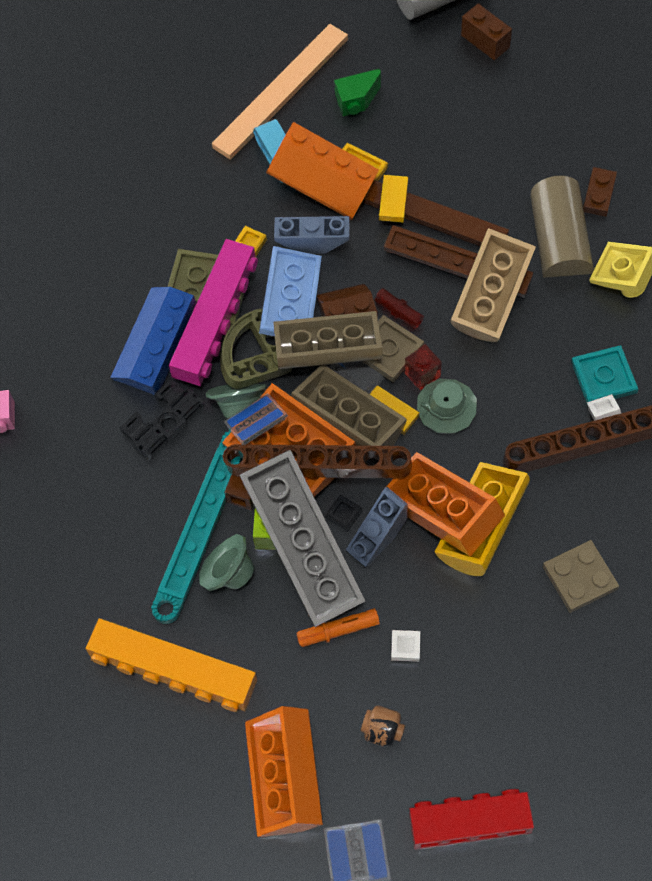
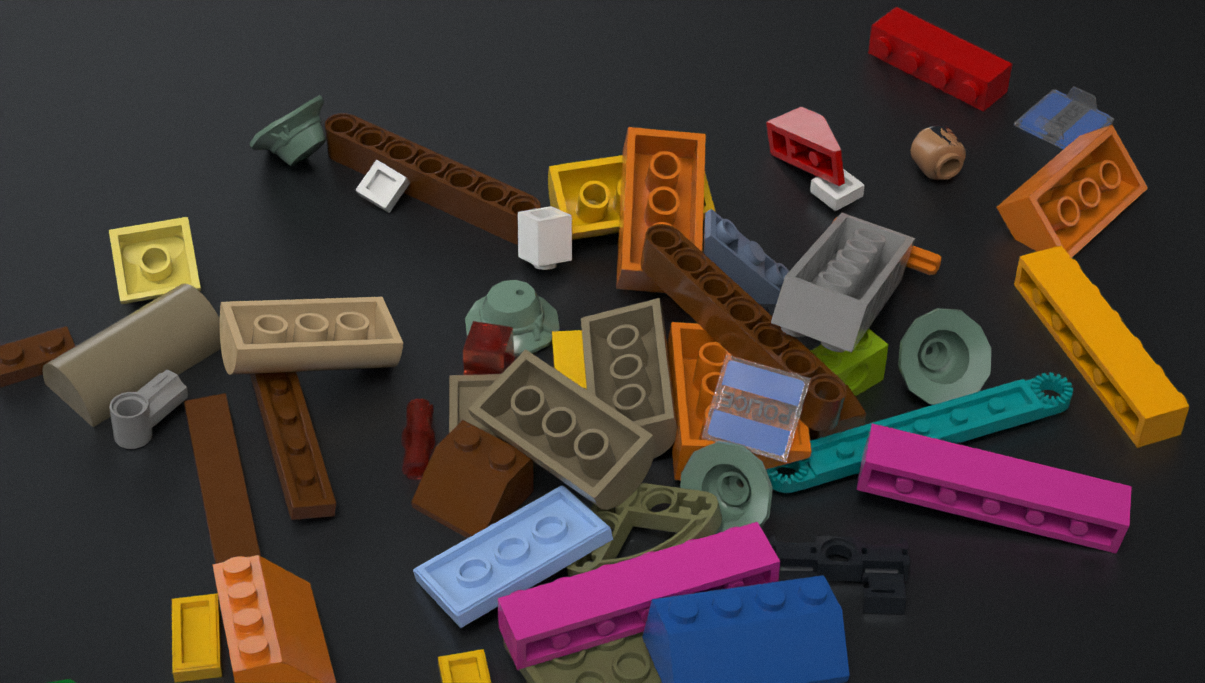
camera: 135 degrees left, 20 degrees down
(132, 512) = (995, 488): none -> dark pink brick
(311, 234) = (388, 582): sand blue slope -> none
(393, 198) = (243, 536): yellow tile -> none
(447, 652) = (807, 143): none -> red slope
(486, 448) = (545, 237): none -> white brick
(515, 211) = (137, 412): none -> light grey piece
(580, 576) = (603, 117): dark tan plate -> none
(604, 374) = (329, 218): teal tile -> none

